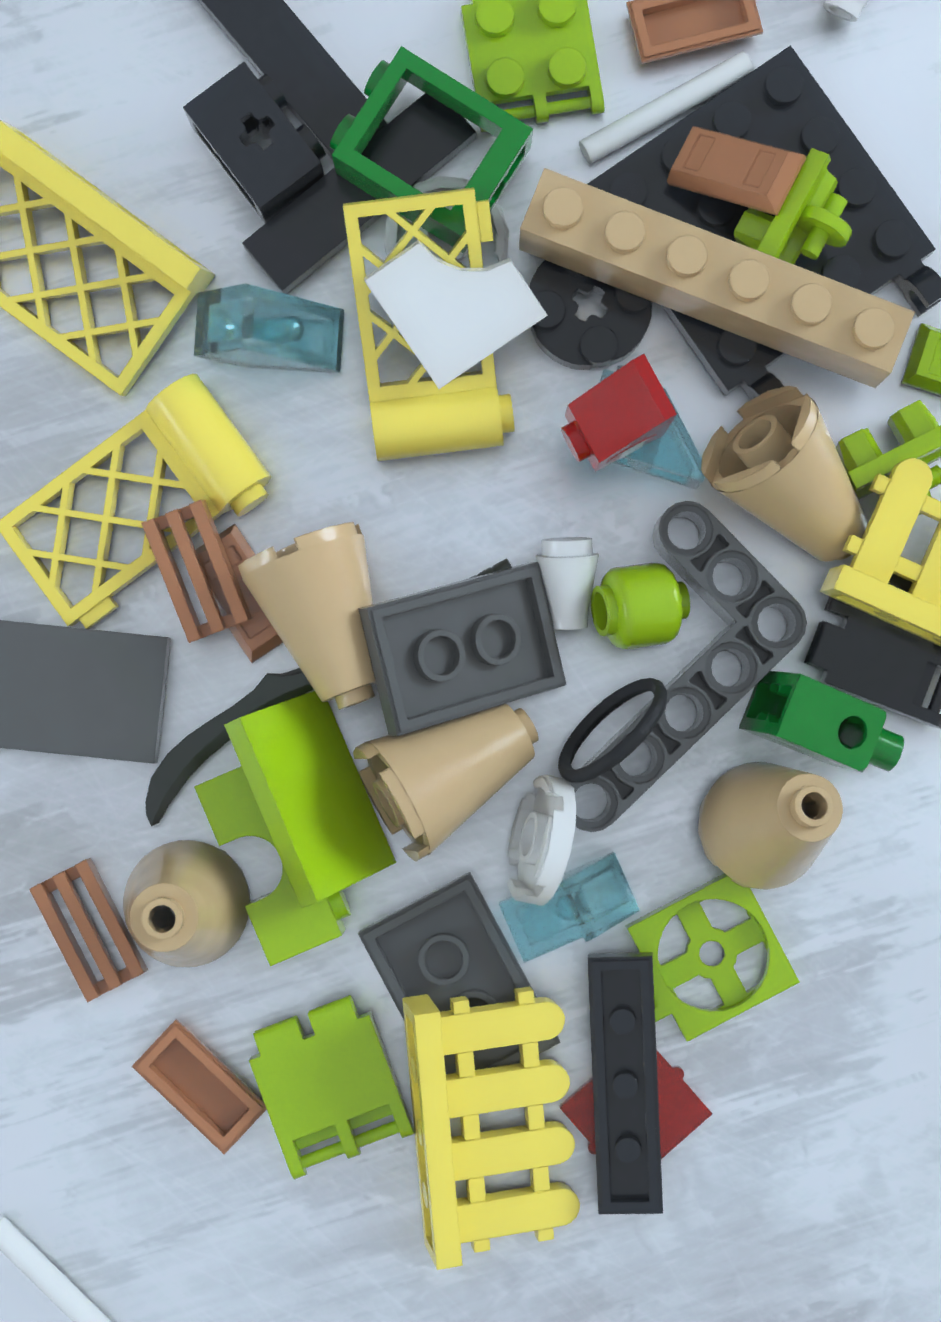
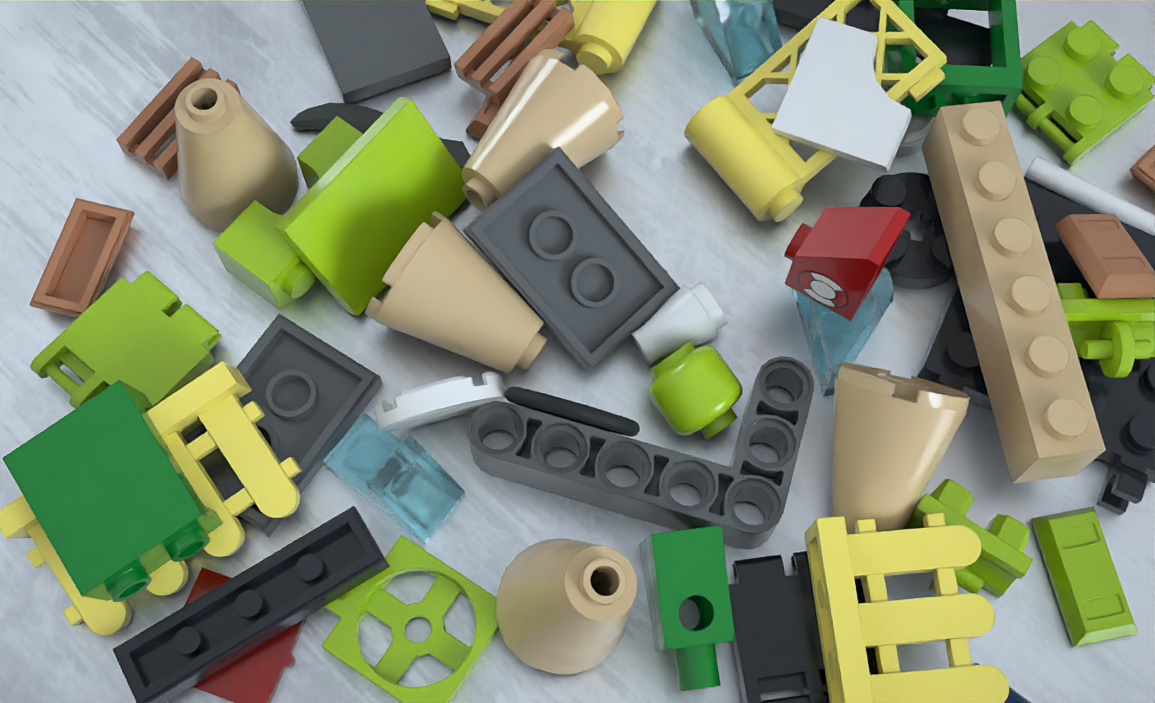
camera: 60 degrees right, 20 degrees down
(478, 1162) = (111, 495): none -> green panel

